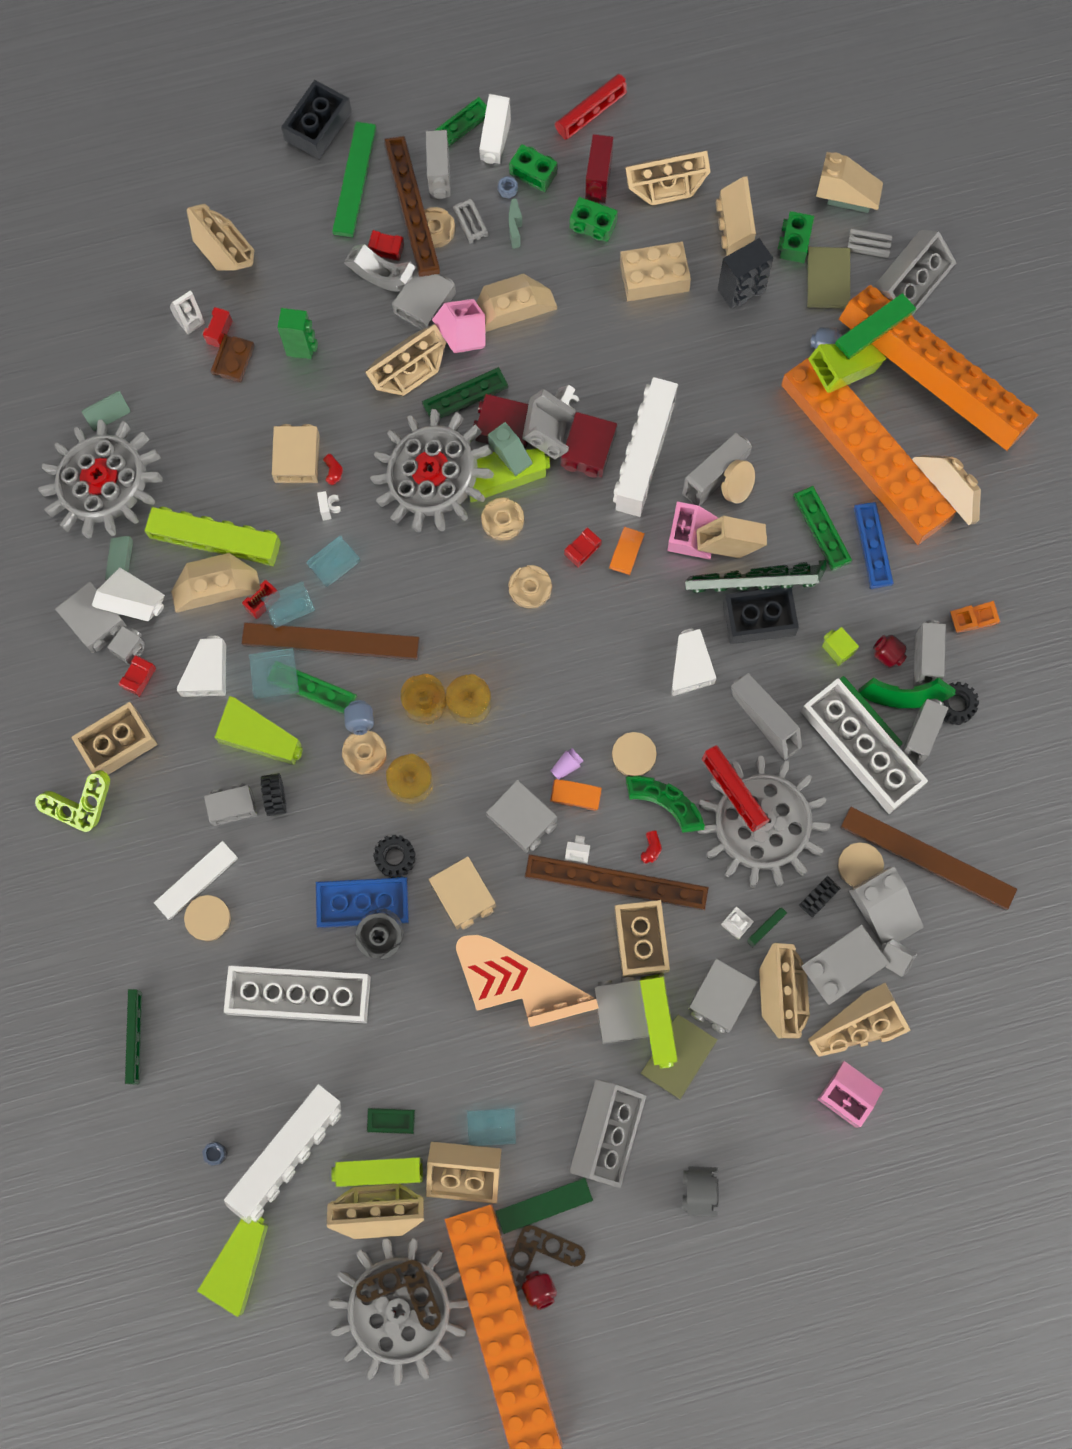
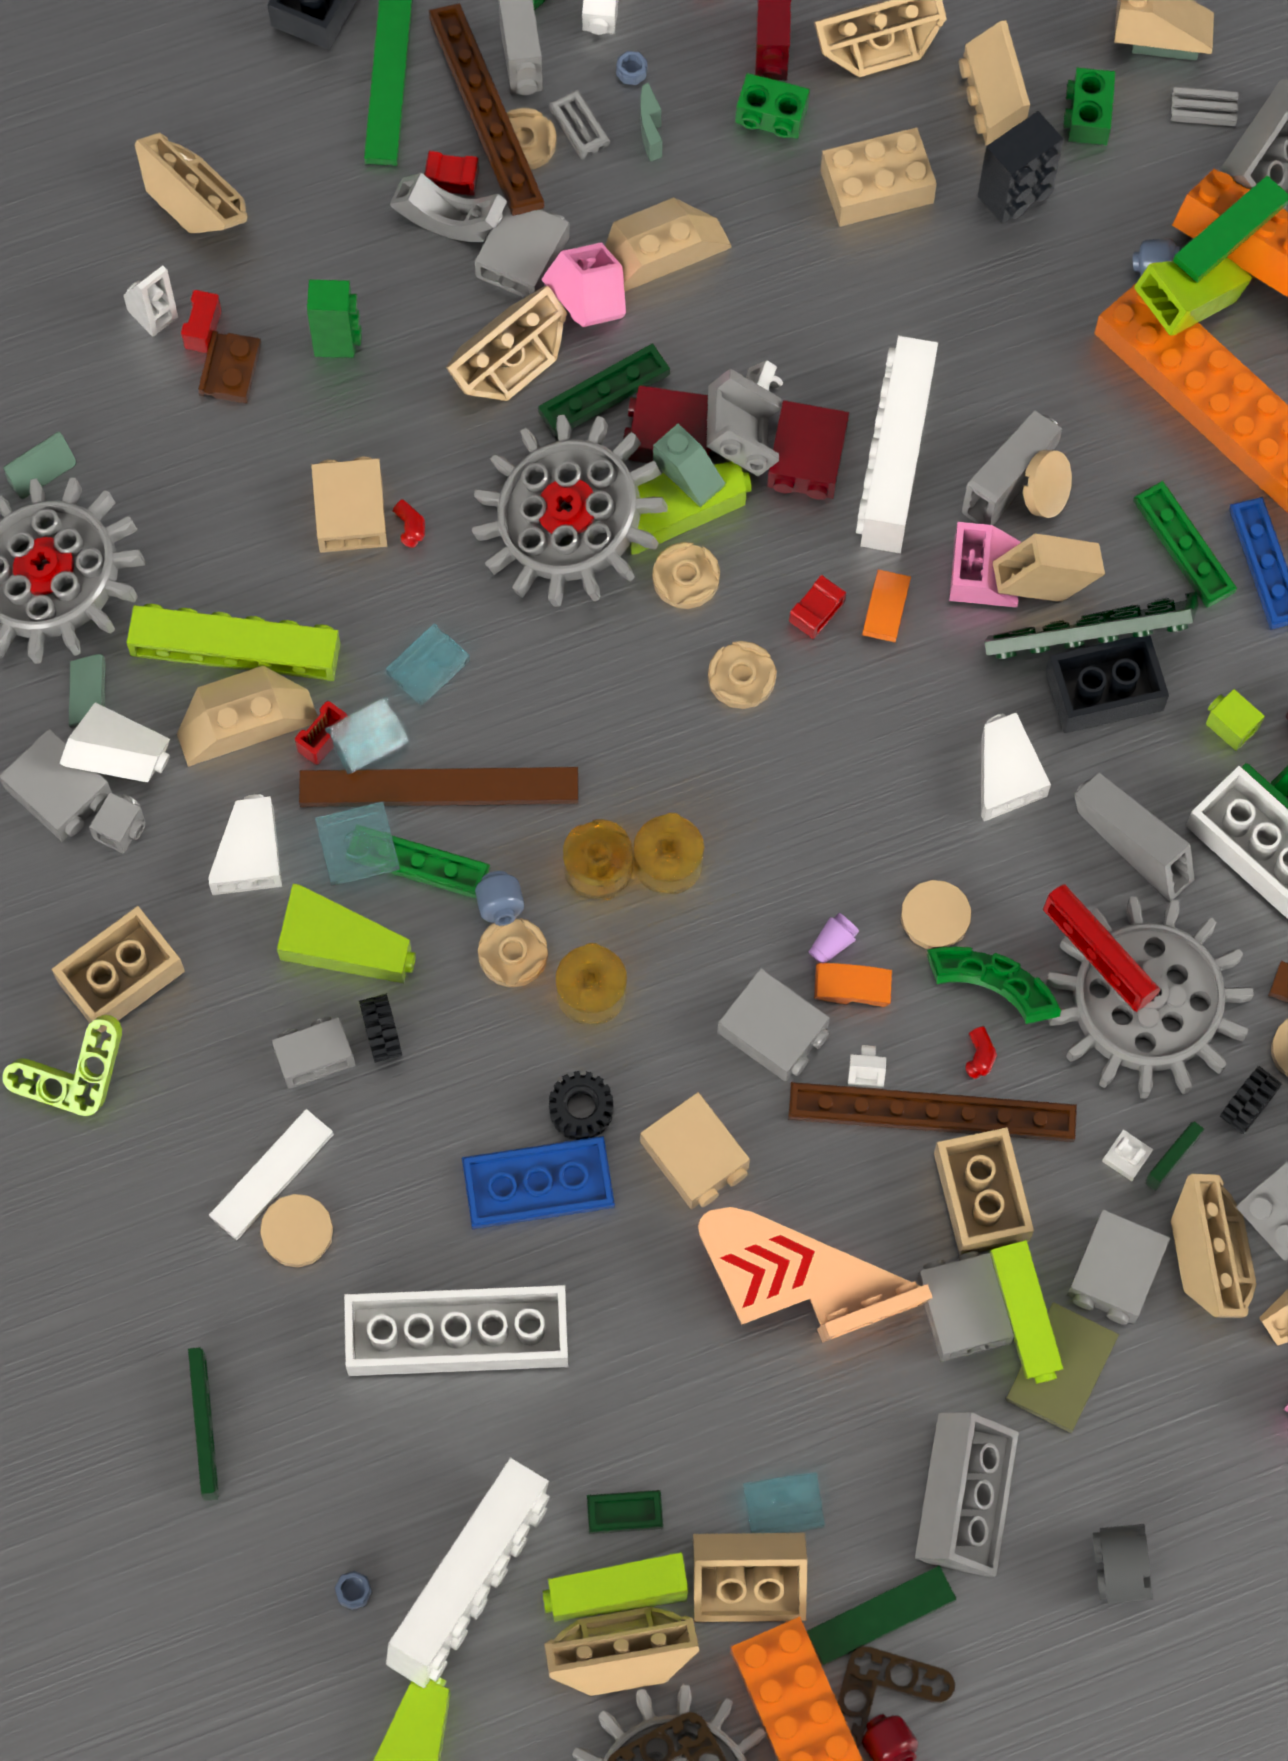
camera: 10 degrees left, 5 degrees down
(137, 676) = (140, 868): red piece -> none
(326, 505) = (406, 578): white tile -> none
(384, 921) = (574, 1244): dark grey brick -> none
(530, 171) = (665, 41): green brick -> none
(828, 277) = (1147, 163): olive tile -> none

